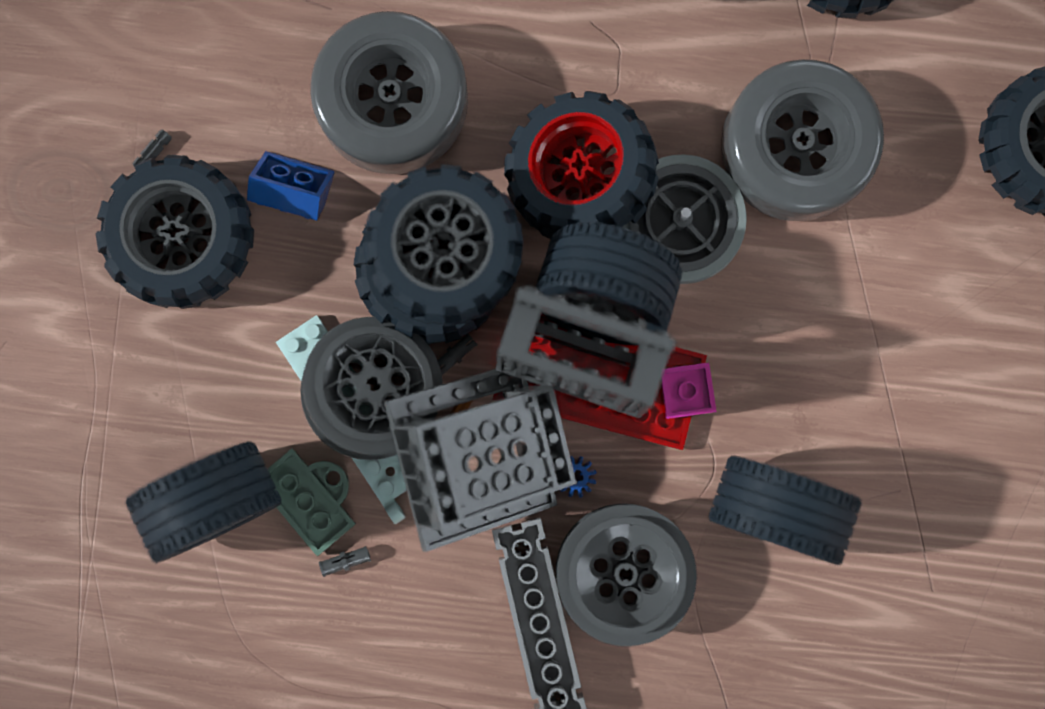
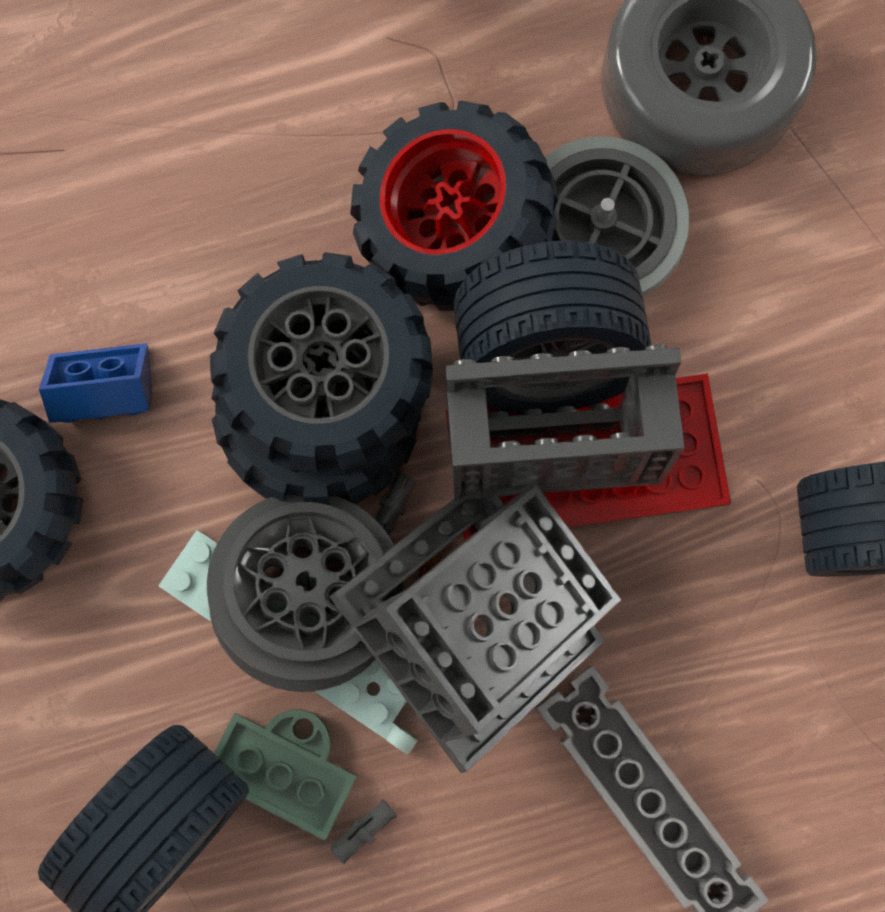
camera: 15 degrees left, 5 degrees down
(393, 41) = (151, 152): dark grey wheel -> none
(585, 477) = (625, 594): blue gear -> none
(656, 607) = (788, 719): dark grey wheel -> none
(688, 391) = (710, 426): dark pink plate -> none

